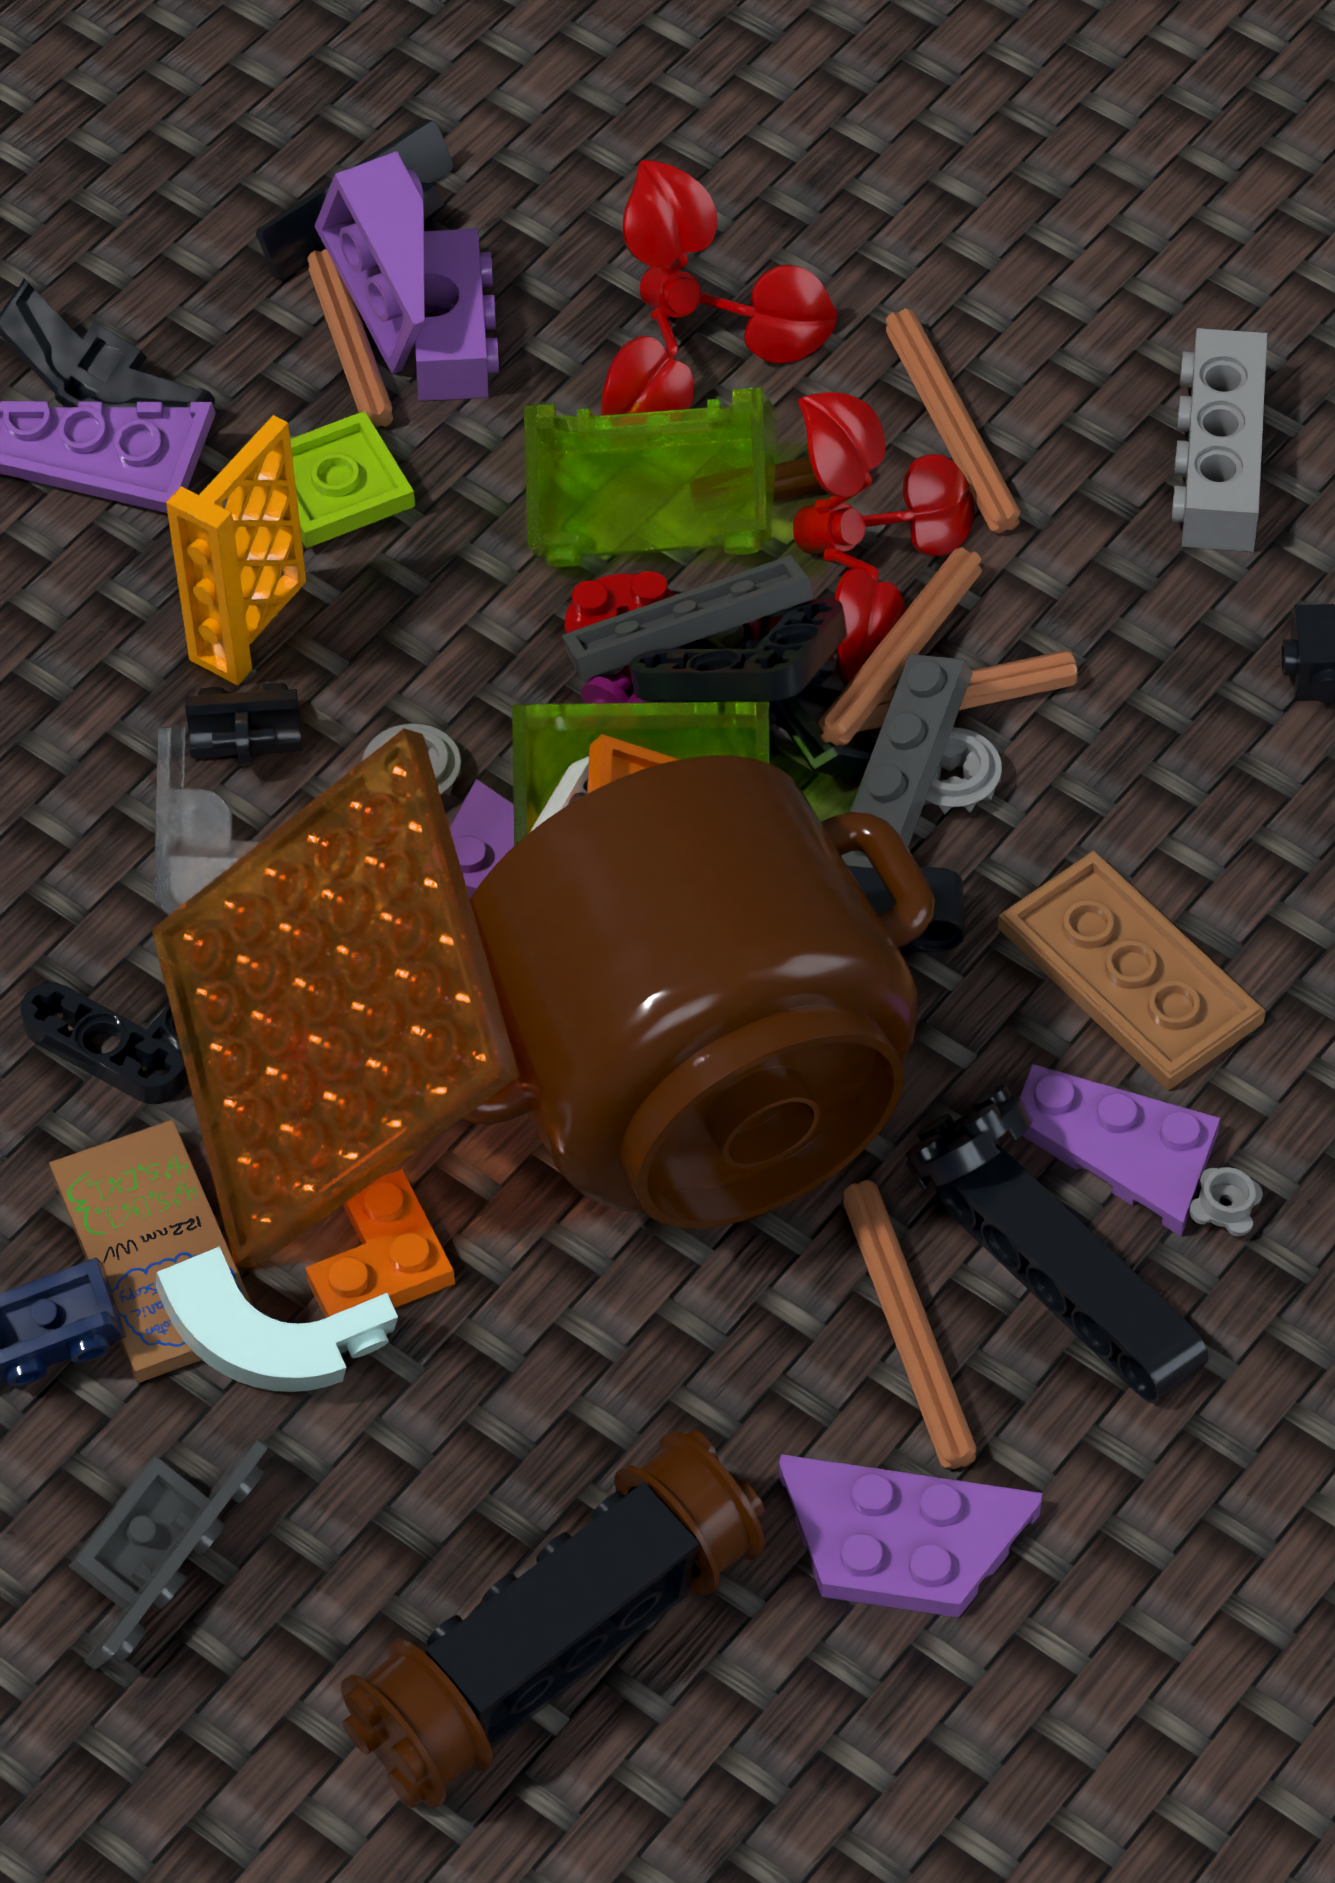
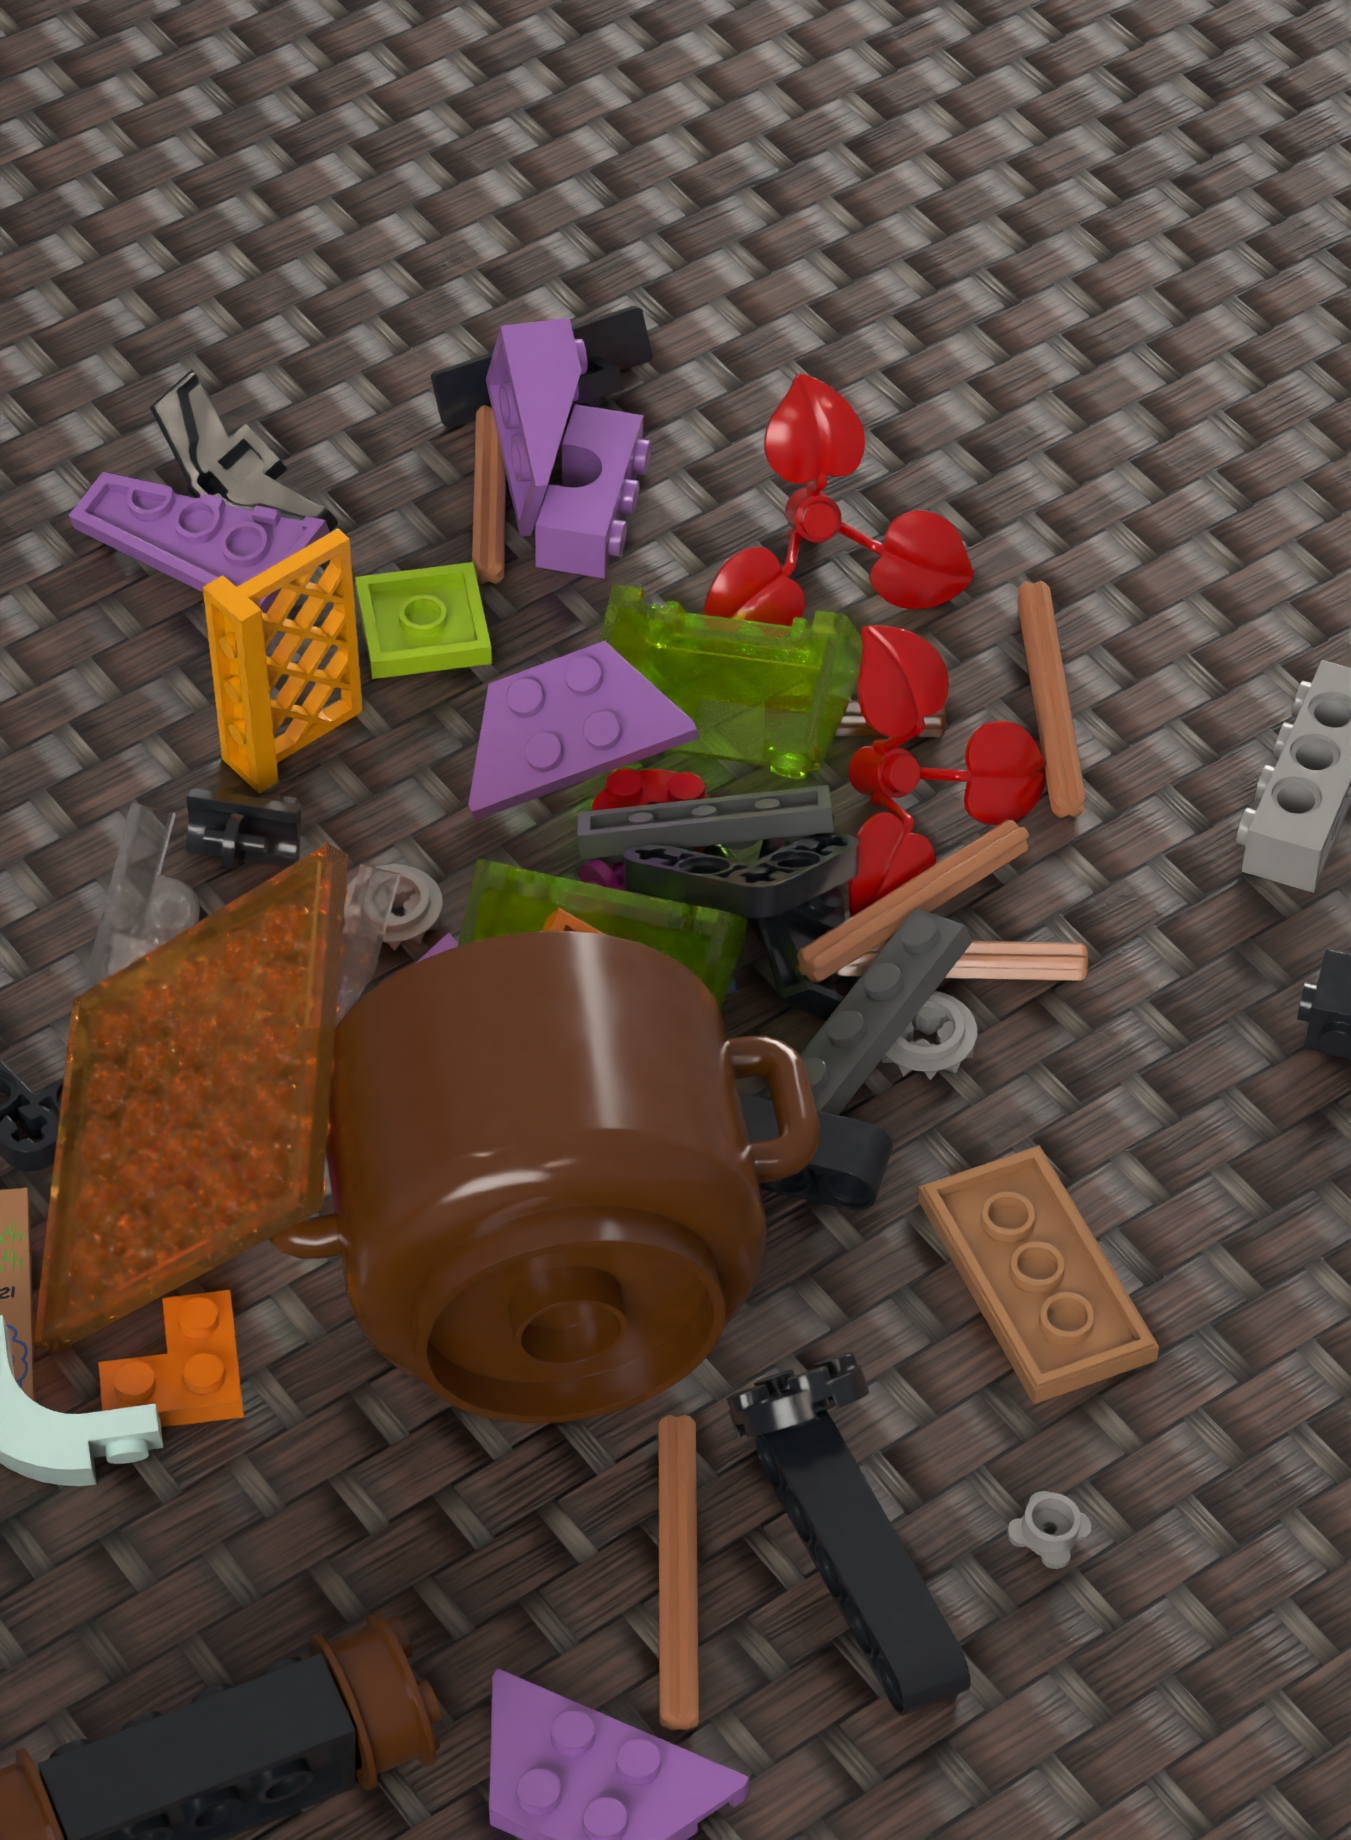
camera: 15 degrees right, 5 degrees down
(522, 552) = (569, 726): none -> medium lavender wing
(1129, 1140) = (967, 1440): medium lavender wing -> none

